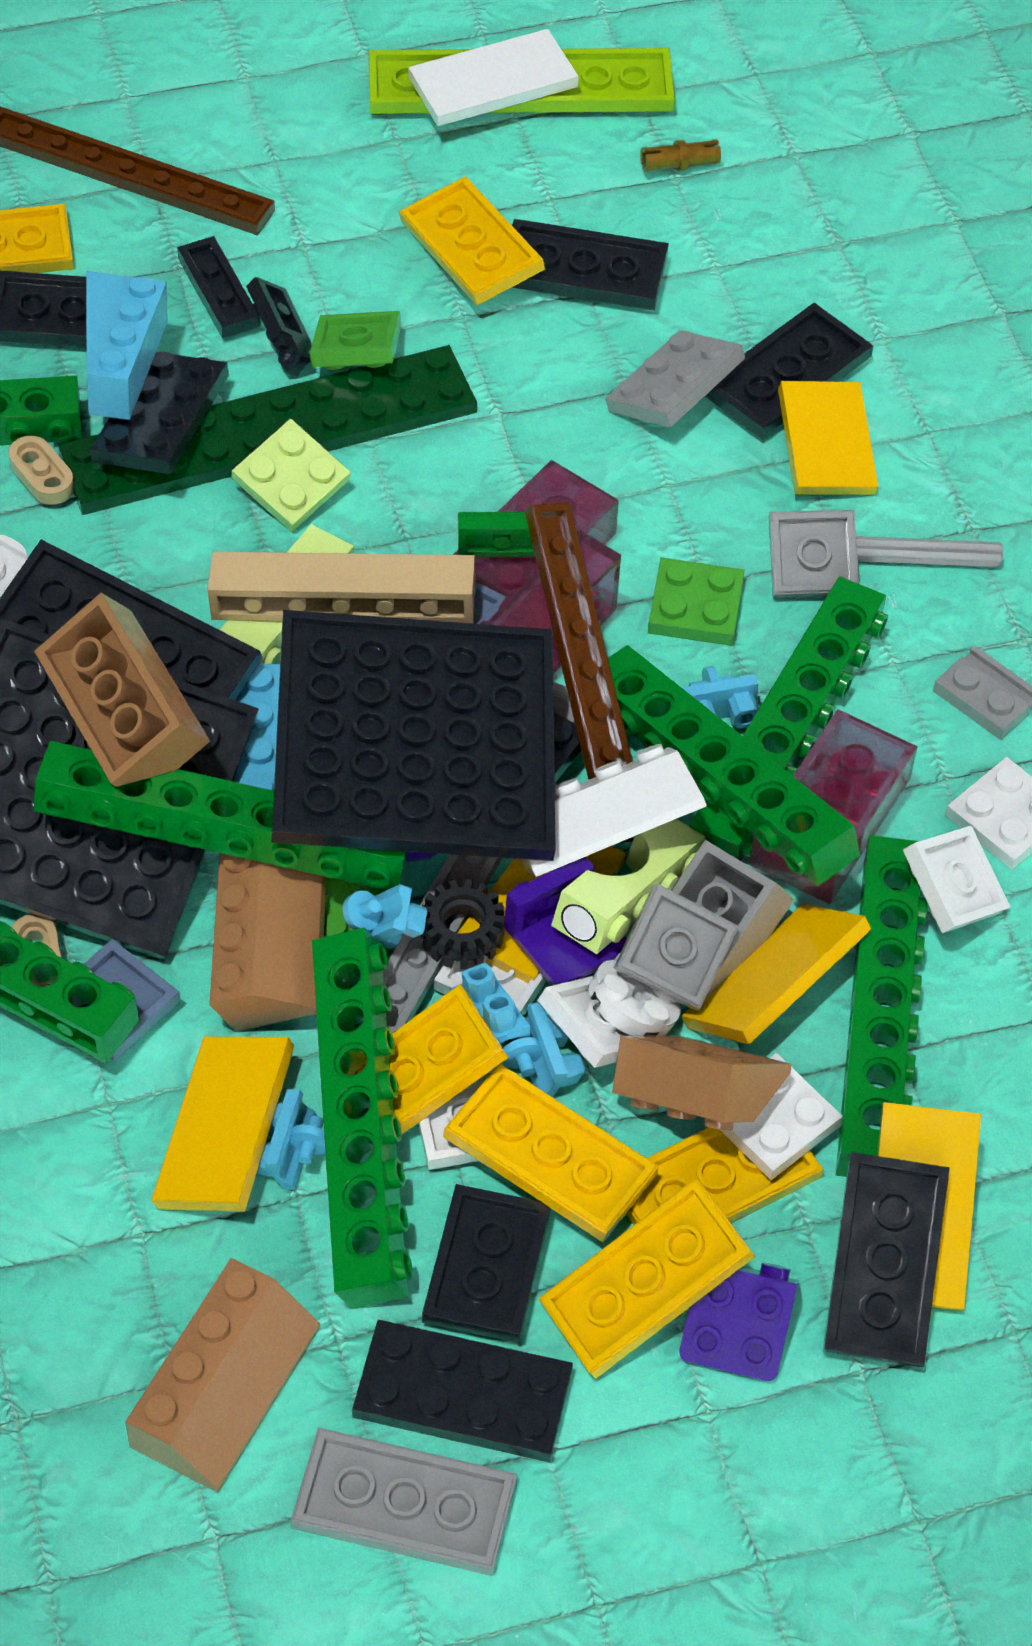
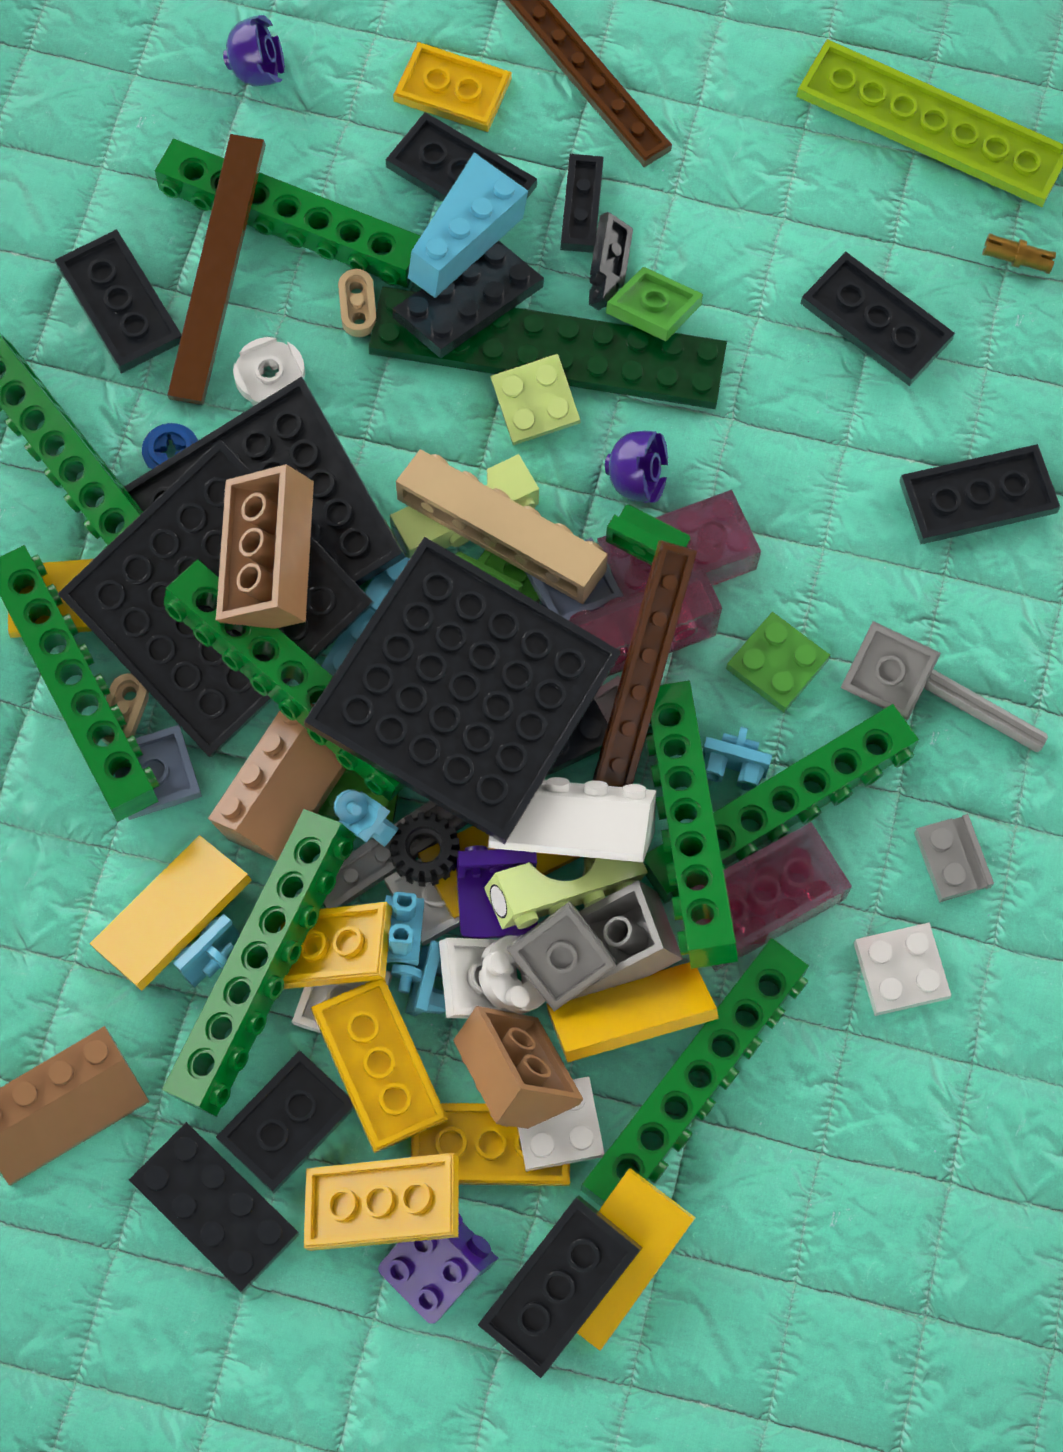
camera: 30 degrees right, 15 degrees up
(404, 1501) = (125, 1266): light grey tile -> none
(436, 485) = (637, 464): none -> dark purple cylinder
(471, 240) = (799, 255): yellow tile -> none
(493, 77) = (908, 112): white tile -> none
(675, 378) = (882, 459): light grey plate -> none
(827, 438) = (969, 572): yellow tile -> none
(956, 879) = (814, 1010): white plate -> none

